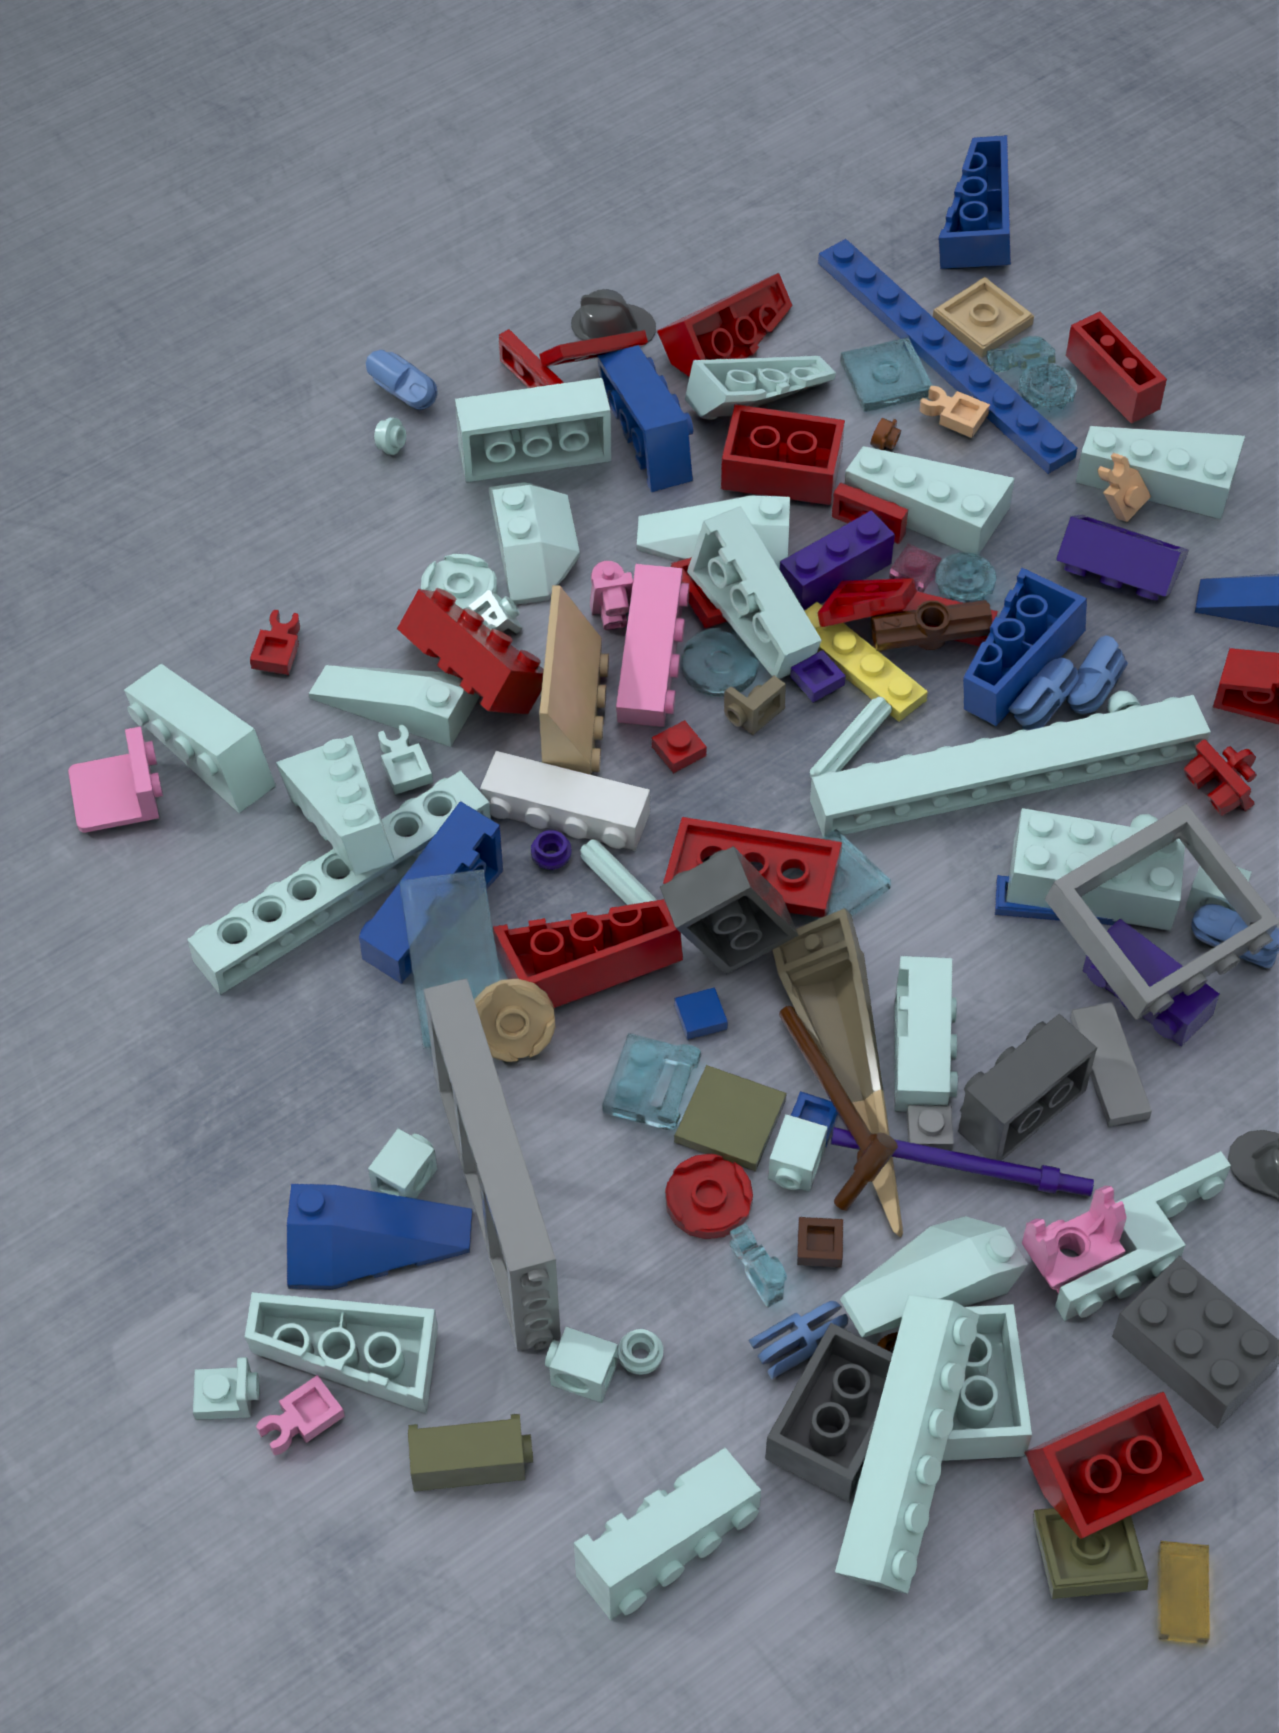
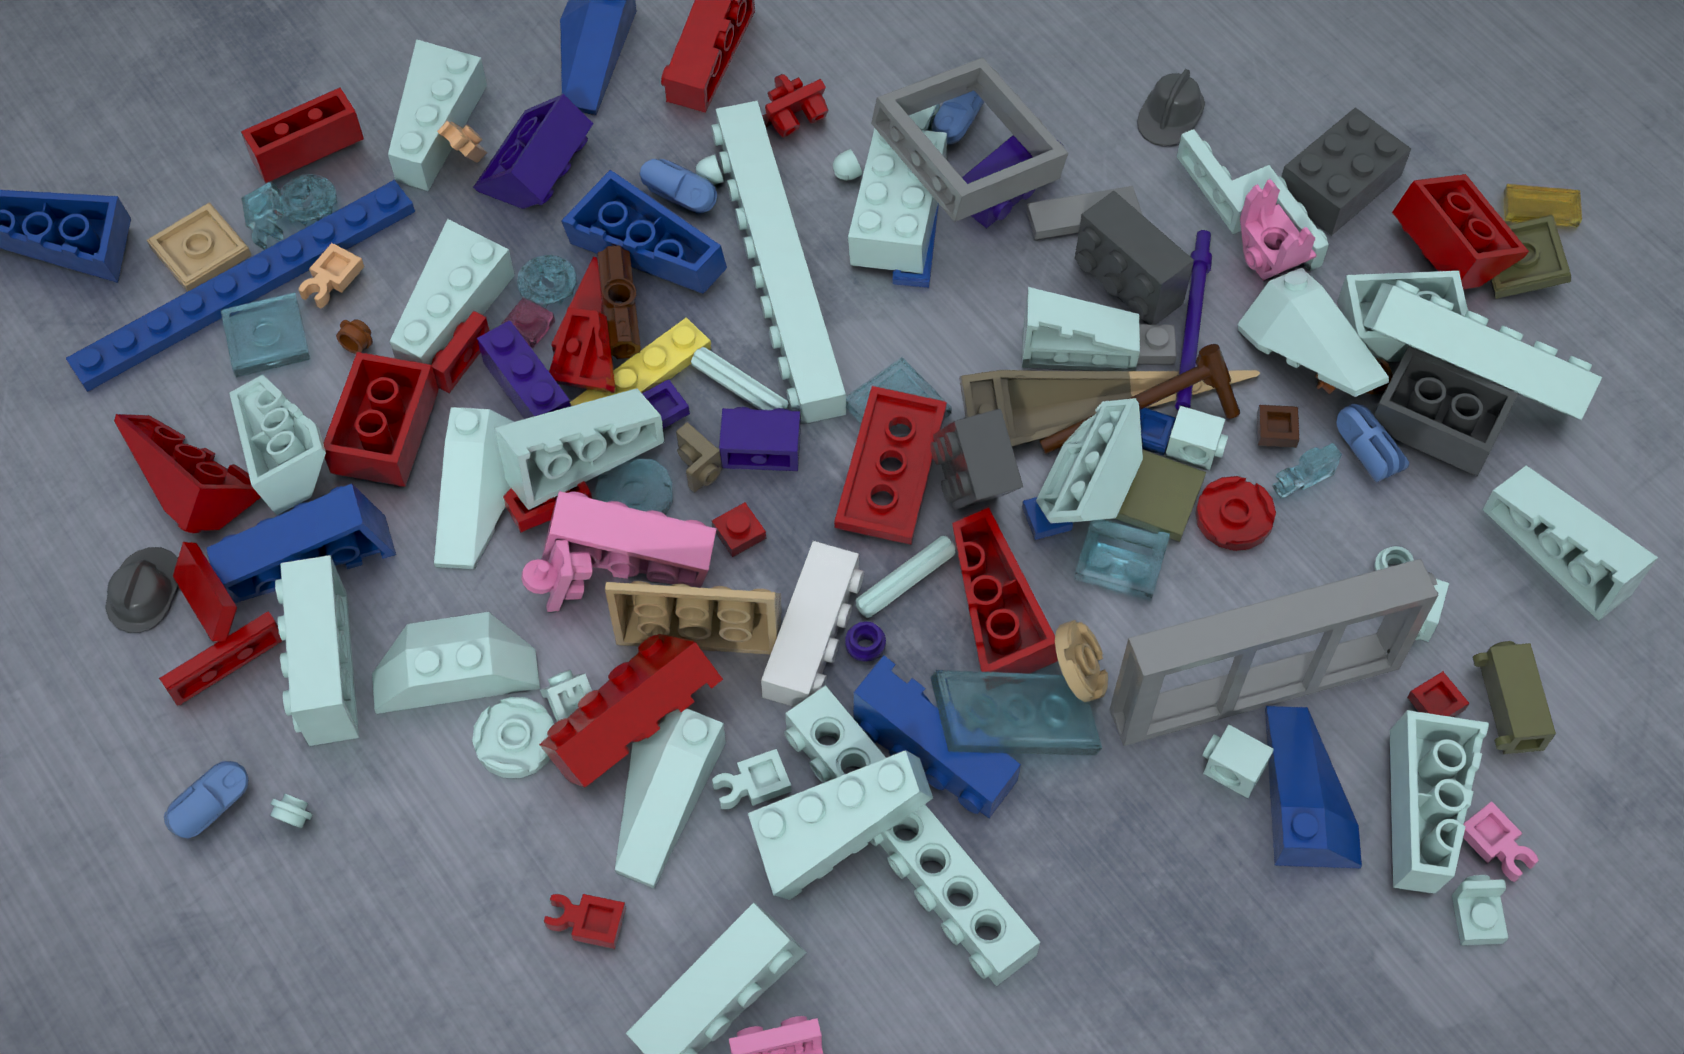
camera: 90 degrees left, 5 degrees up
(469, 1374) = (1438, 697): none -> red plate
(730, 1037) = (1095, 466): none -> light aqua wedge
(779, 755) = (760, 439): none -> dark purple brick
(1044, 694) = (703, 219): medium blue arm -> none

